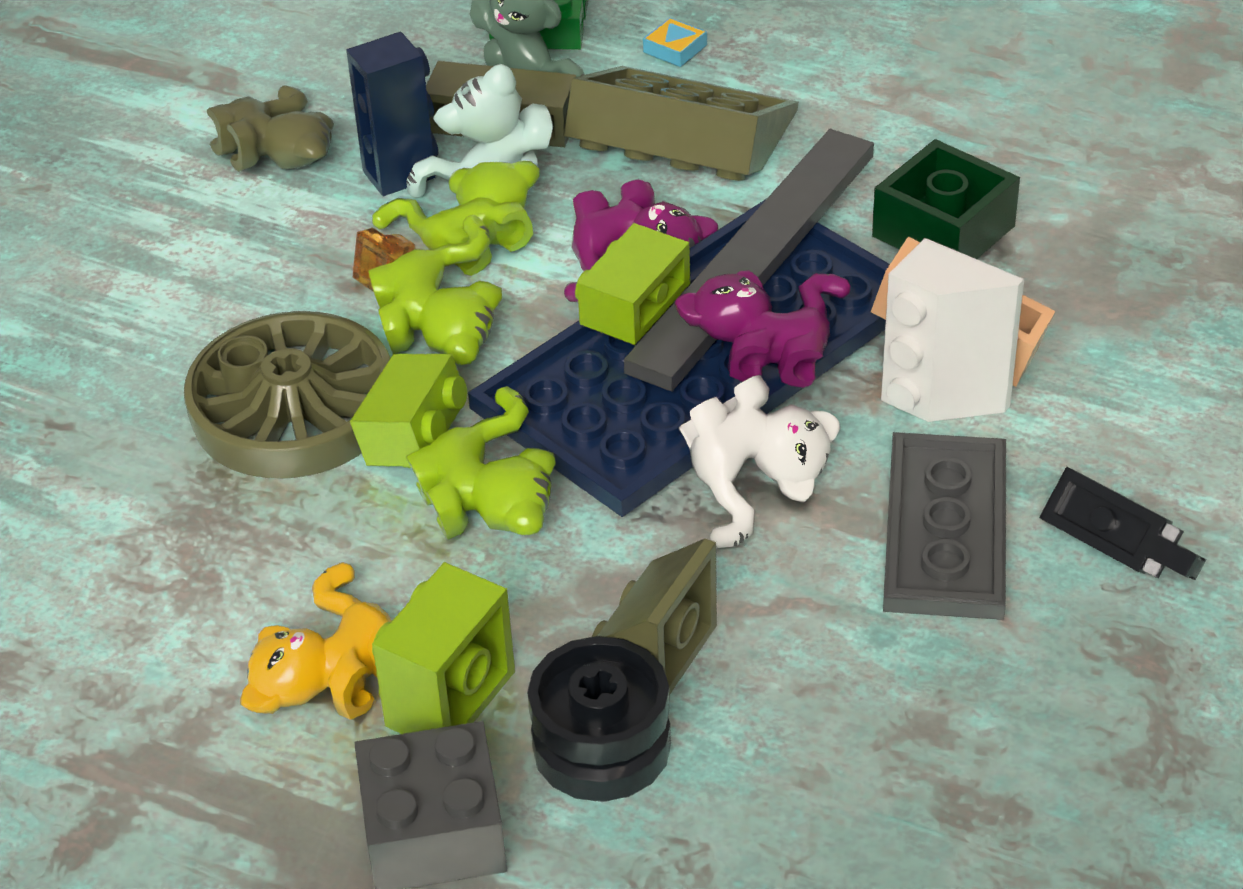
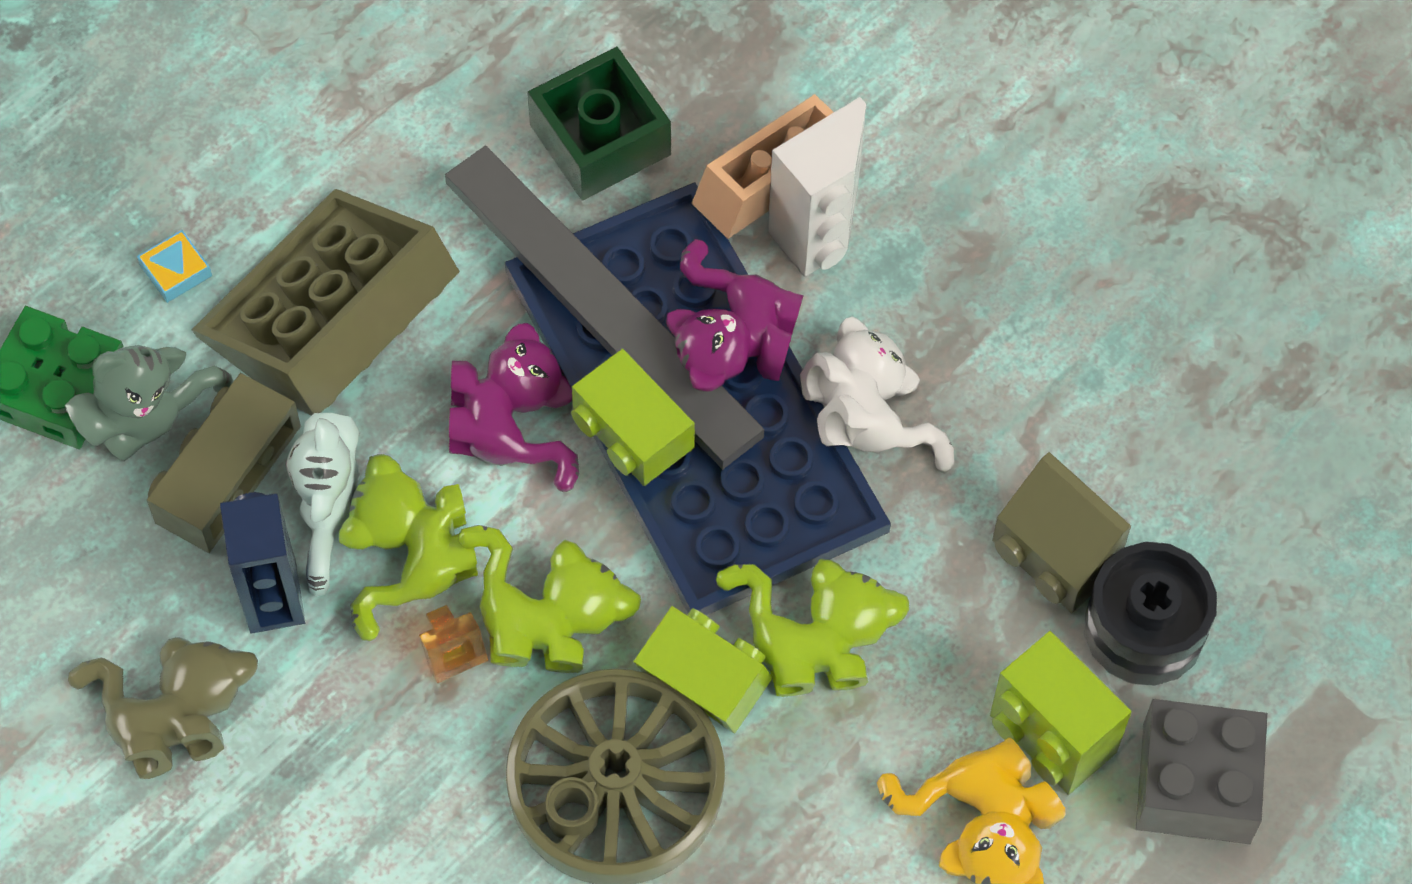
camera: 75 degrees left, 20 degrees up
(946, 526) = (986, 283): dark grey tile -> none
(1118, 527) = (1049, 160): black hinge -> none

